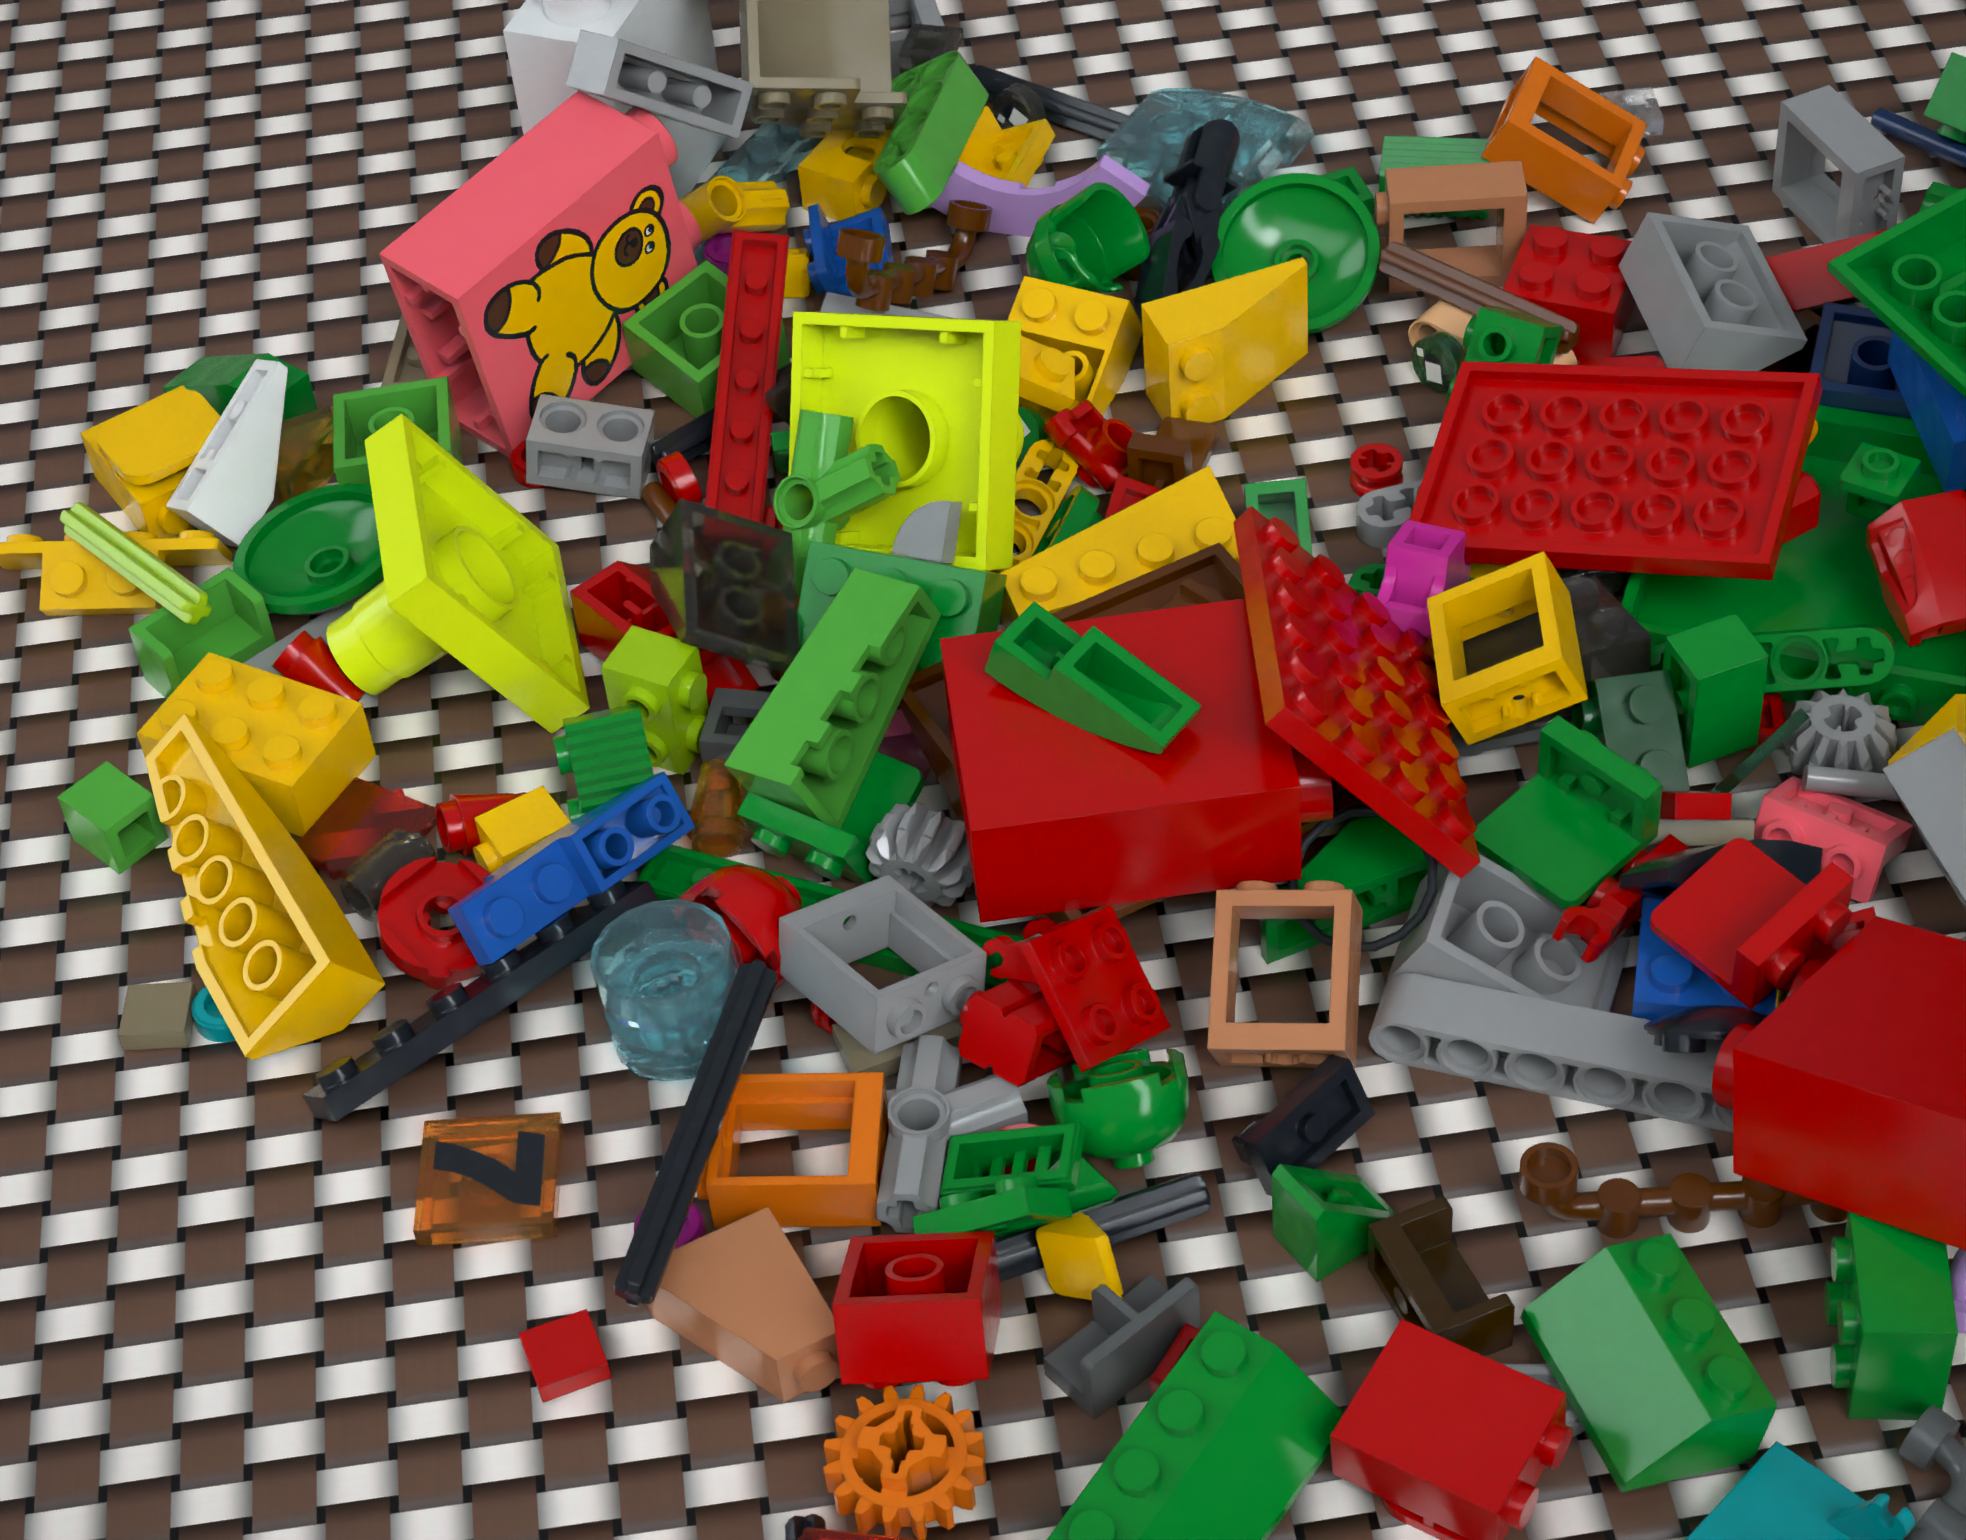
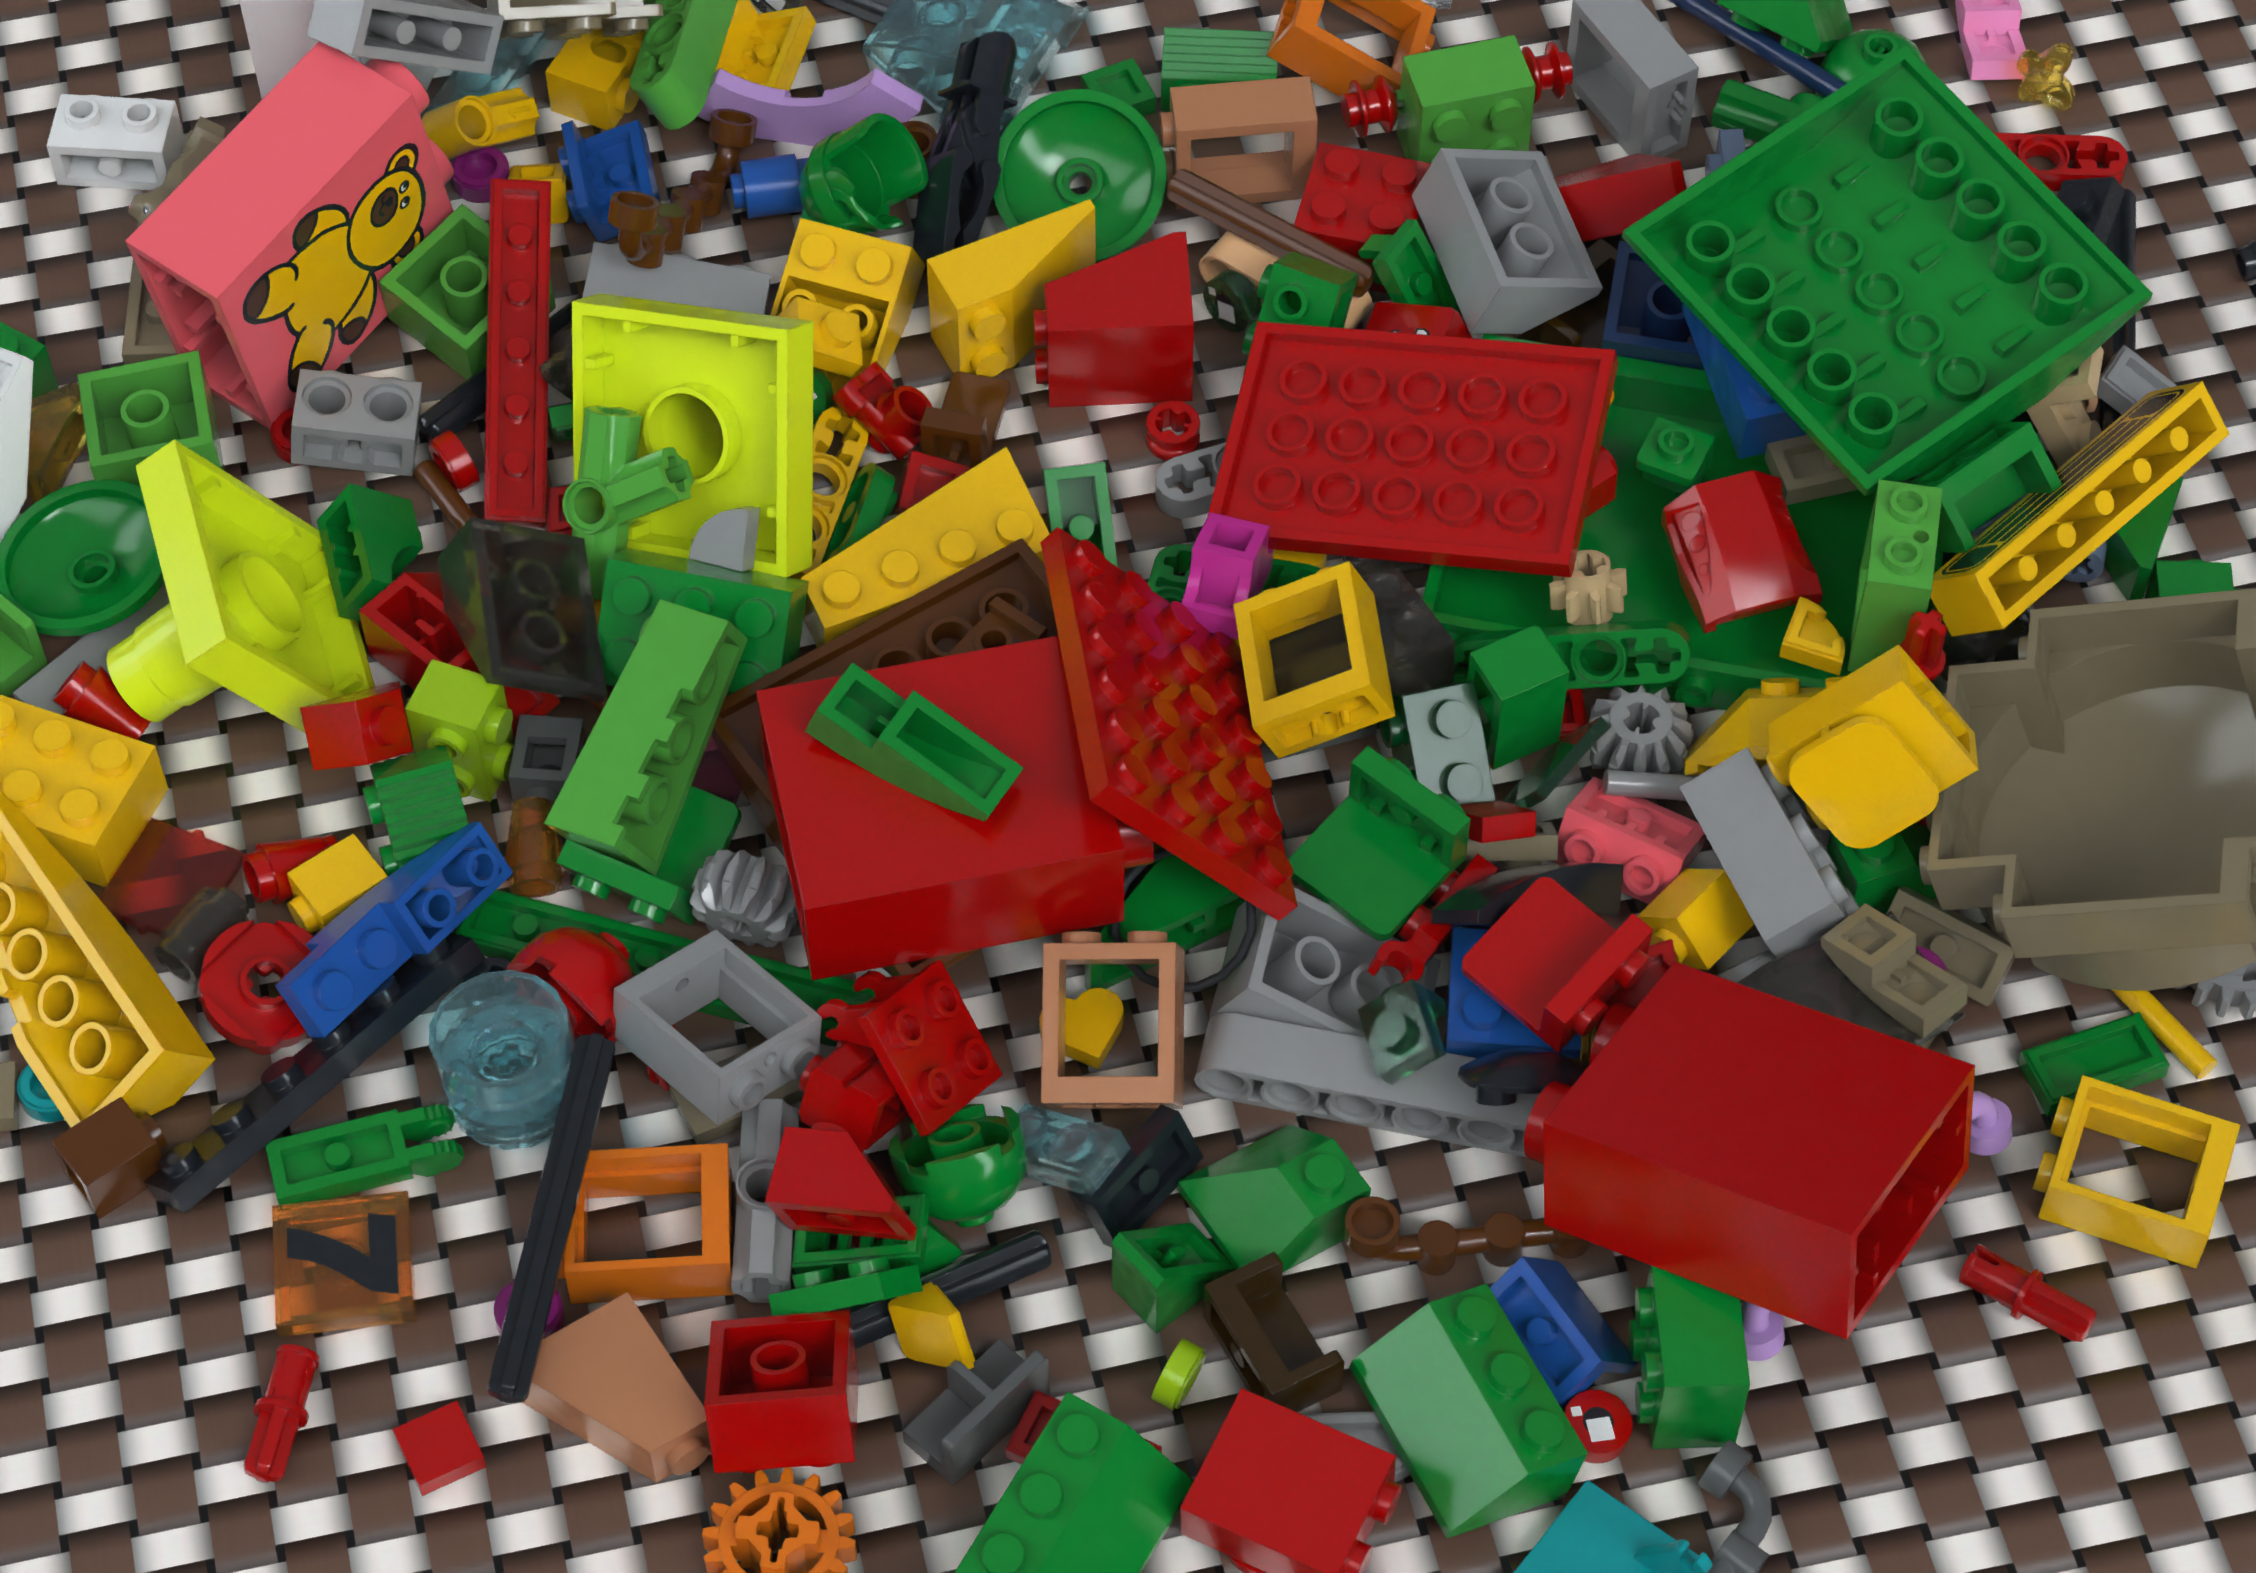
camera: 10 degrees left, 10 degrees up
(271, 1067) = (110, 1155): none -> reddish brown brick
(379, 213) = (114, 141): none -> white brick
(408, 1313) = (281, 1413): none -> red axle
(521, 1077) = (362, 1154): none -> green hinge
(554, 685) = (357, 728): none -> red slope
(586, 537) = (366, 544): none -> green arch
(984, 1112) = (833, 1187): none -> red slope
(996, 263) = (768, 186): none -> blue brick
(1235, 1095) = (1069, 1149): none -> clear light blue plate
(1266, 987) = (1091, 1025): none -> yellow tile
(1325, 376) = (1119, 329): none -> red slope
(1338, 1317) = (1179, 1374): none -> lime tile
(1451, 1148) = (1276, 1197): none -> green slope
(1587, 988) = (1403, 1029): none -> clear green bracket
(1612, 322) = (1408, 267): none -> green plate
(1670, 176) = (1461, 97): none -> bright green brick
(1749, 1287) = (1559, 1327): none -> blue panel
(1791, 597) = (1591, 591): none -> tan gear
(1795, 1386) = (1600, 1423): none -> red tile
(1909, 891) = (1699, 915): none -> yellow brick

